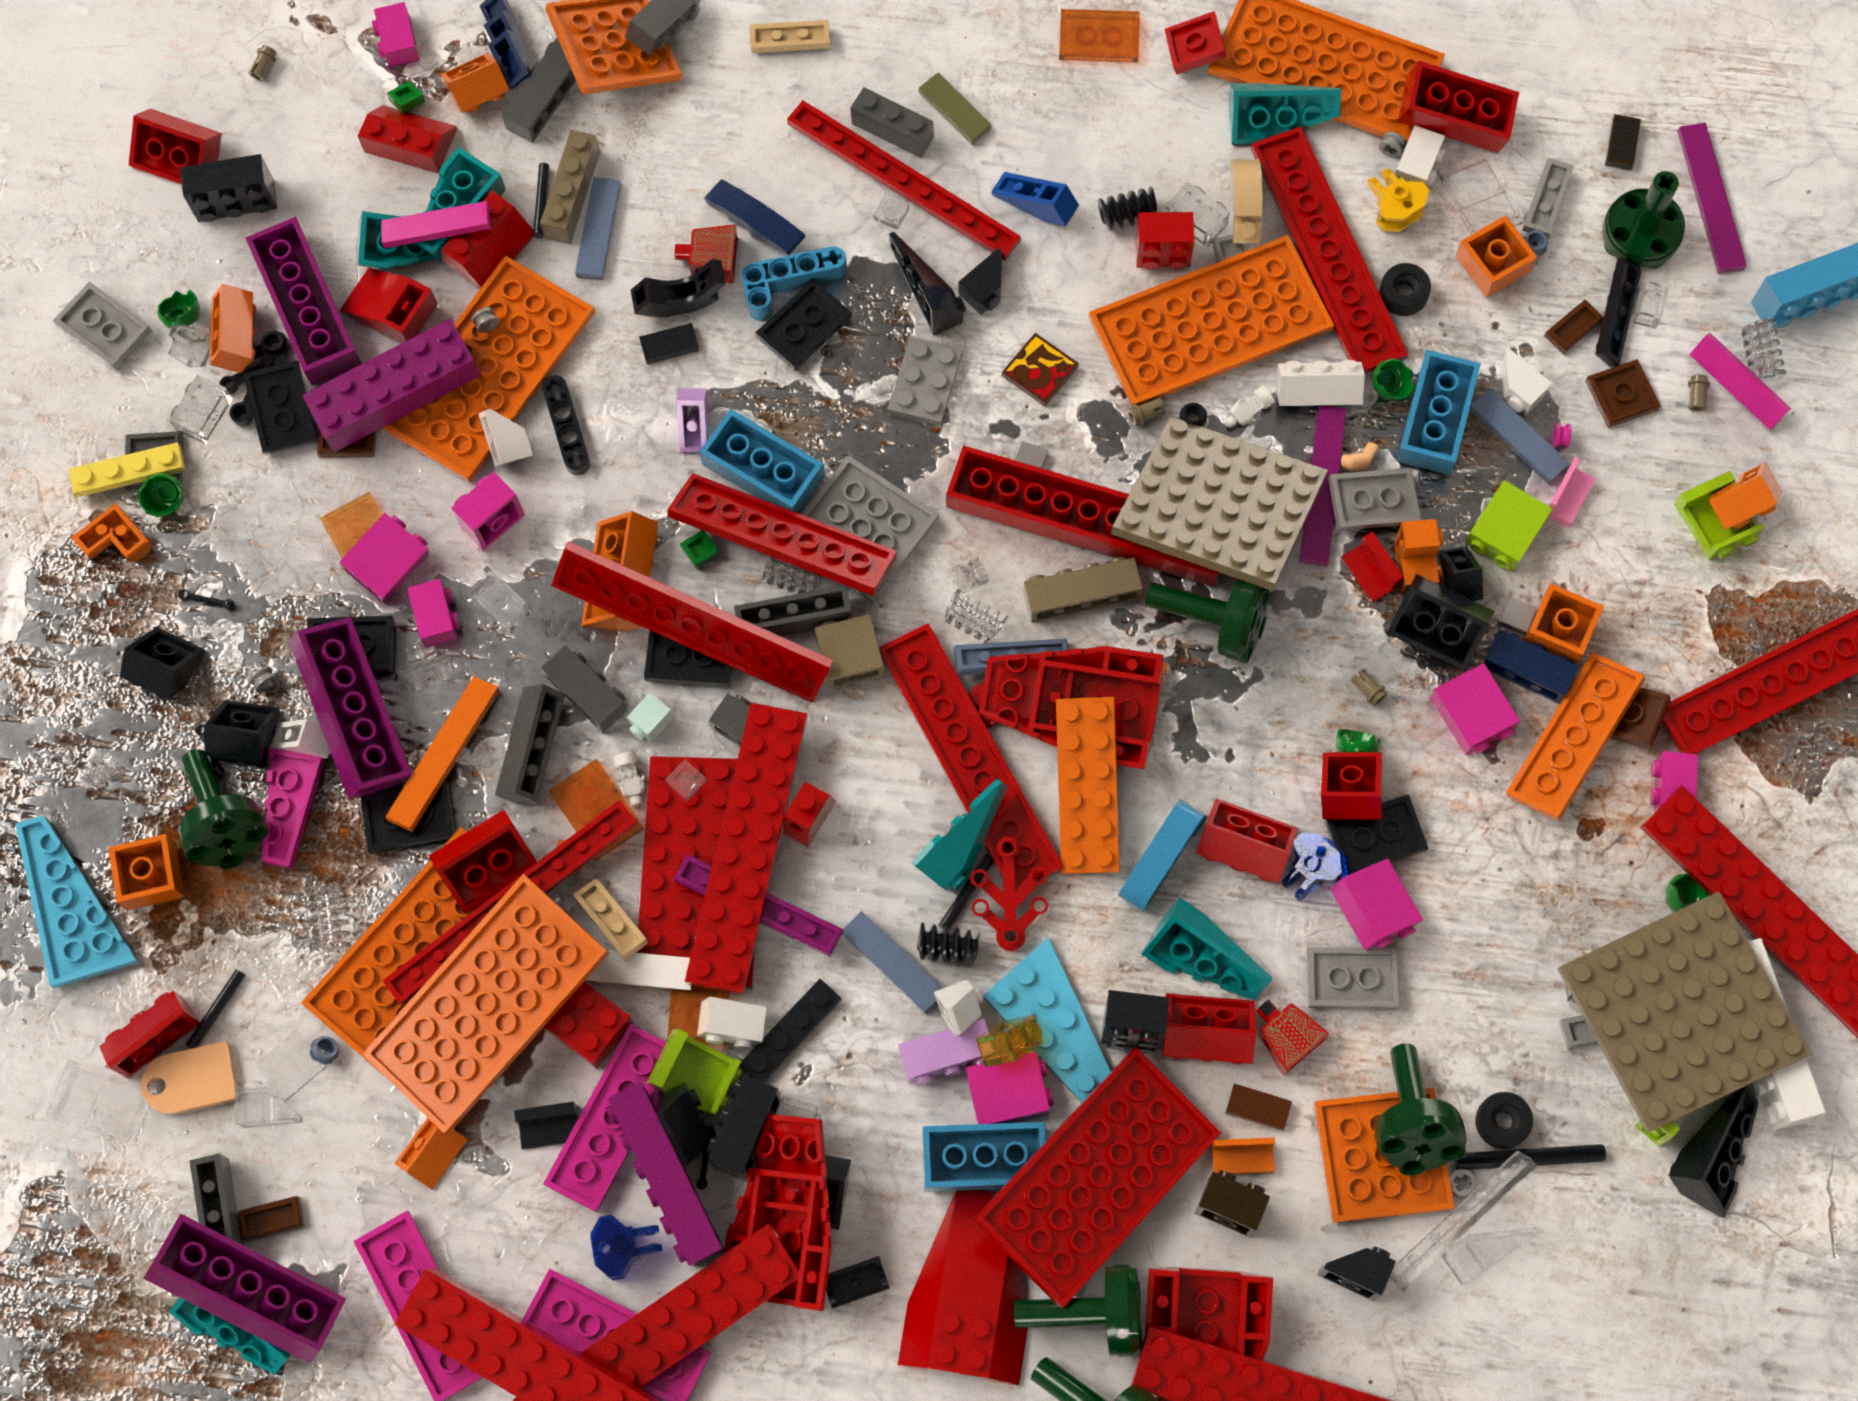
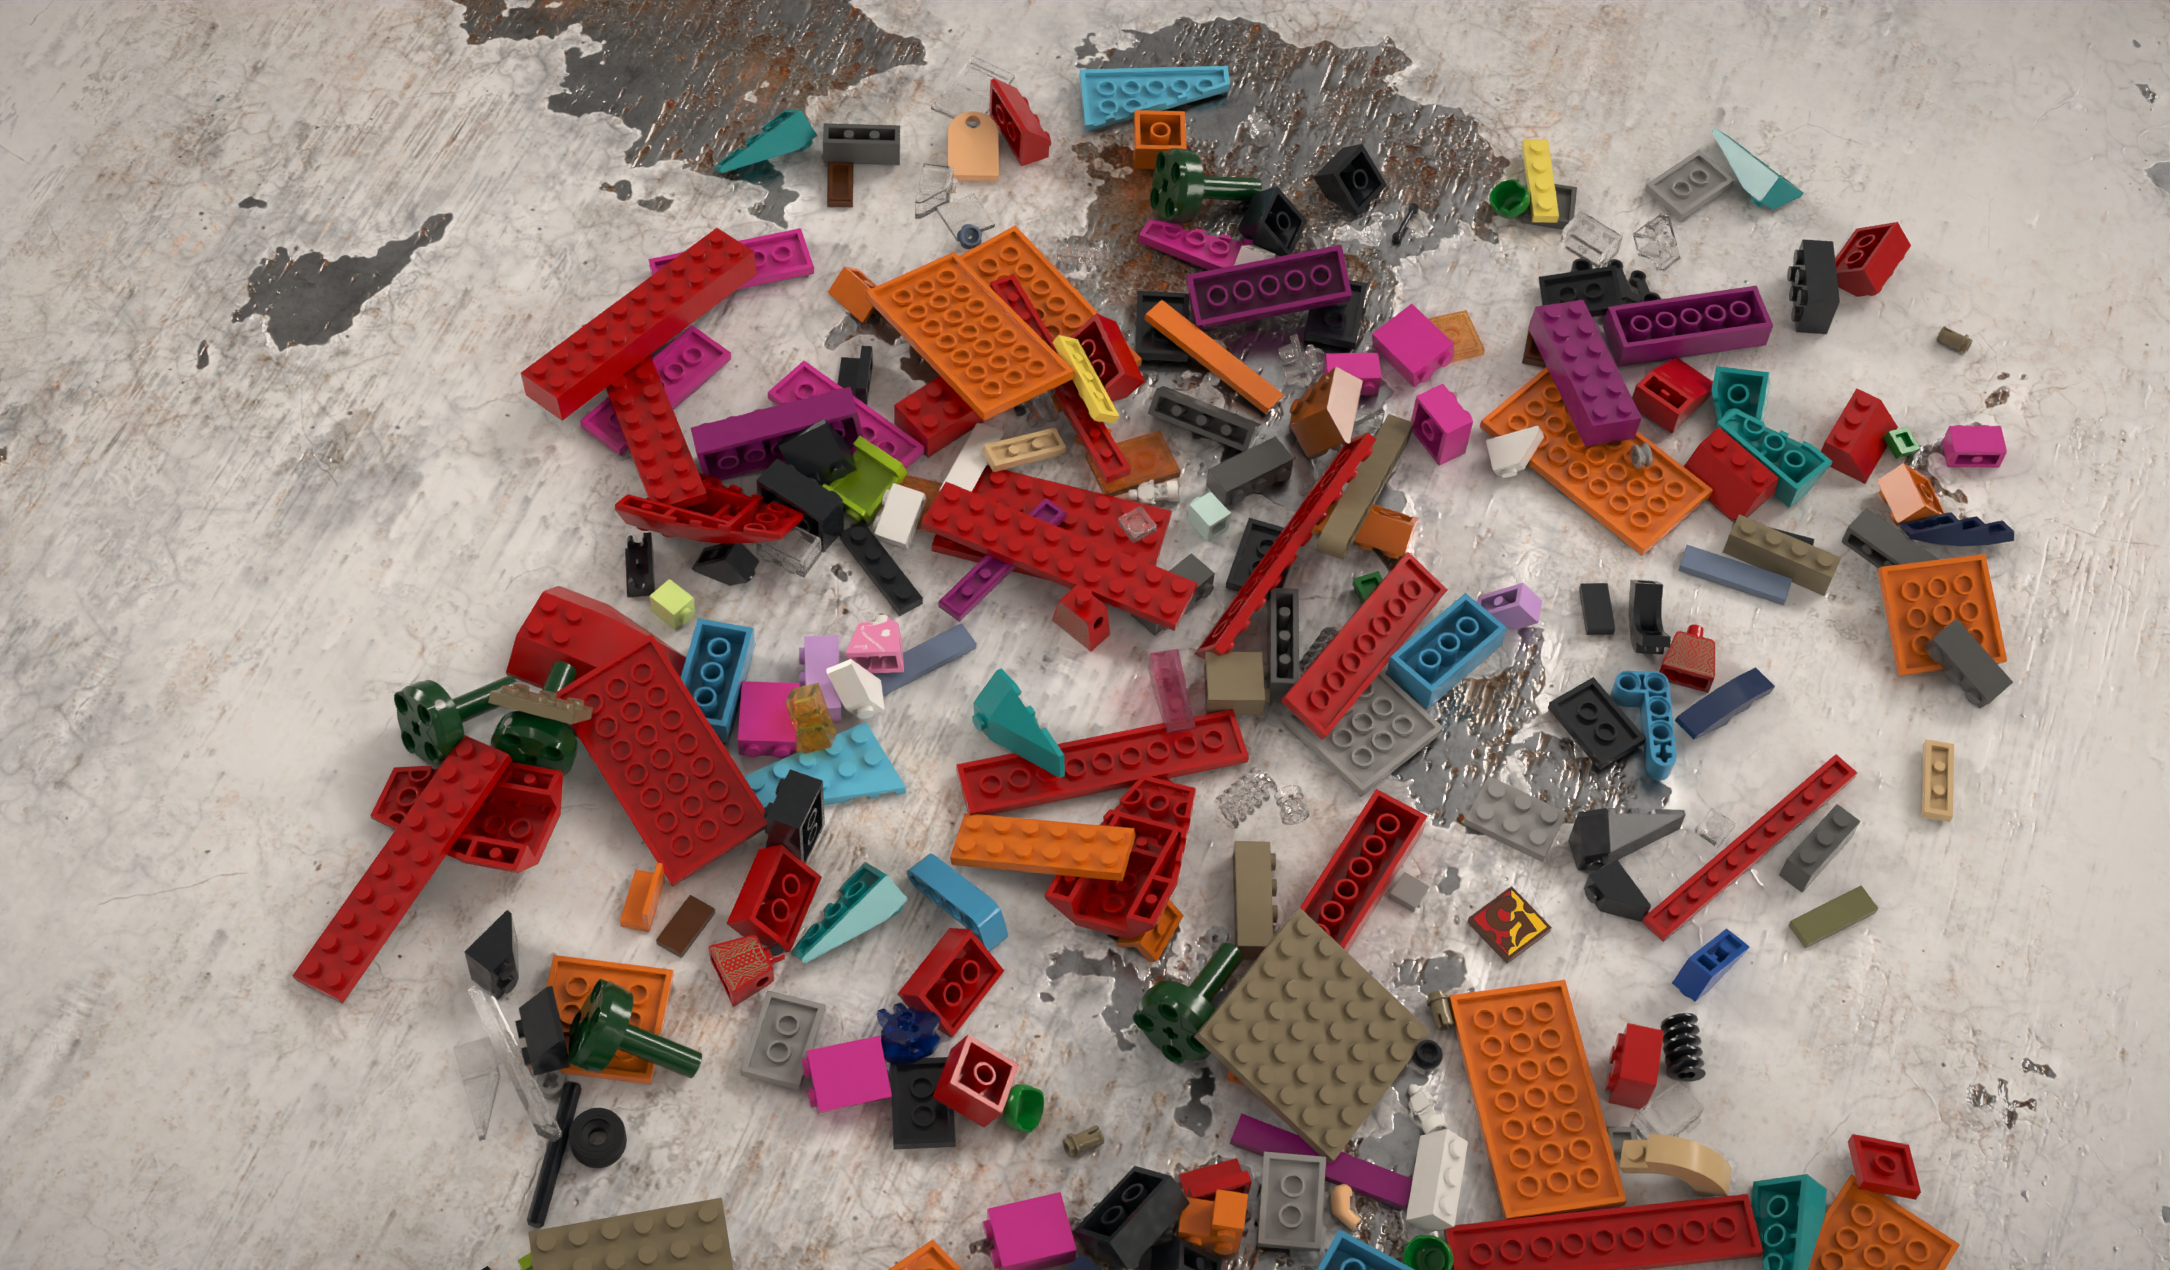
camera: 95 degrees right, 15 degrees down
(87, 255) = (1755, 176): none -> wedge
(111, 528) = (1482, 165): orange brick -> none
(179, 309) = (1694, 238): green hair -> none
(215, 1009) = (1029, 174): black bar -> none
(232, 328) = (1665, 268): orange brick -> none
(245, 1288) = (780, 139): magenta brick -> none
(435, 224) = (1744, 424): dark pink tile -> none
(514, 614) = (1326, 413): none -> dark orange wedge
(525, 861) = (1086, 380): none -> light yellow plate
(542, 559) = (1365, 488): none -> dark tan beam
(567, 424) = (1525, 514): black beam -> none
(623, 1246) = (731, 400): clear blue hinge -> none
(877, 706) = (1170, 690): none -> clear pink slope
(896, 1230) = (672, 604): none -> yellowish green brick
(897, 1003) = (877, 646): none -> bright pink torso
(947, 945) = (921, 700): black piece -> none
(965, 893) = (963, 727): black bar -> none
(974, 657) = (1198, 837): sand blue tile -> none
(1009, 899) = (954, 758): red plant -> none
(1093, 1305) = (541, 704): none -> dark tan plate
(1099, 35) = (1909, 1080): clear orange tile -> none
(1232, 1203) = (598, 866): dark brown brick -> none
(1434, 1194) = (543, 1033): none -> black slope

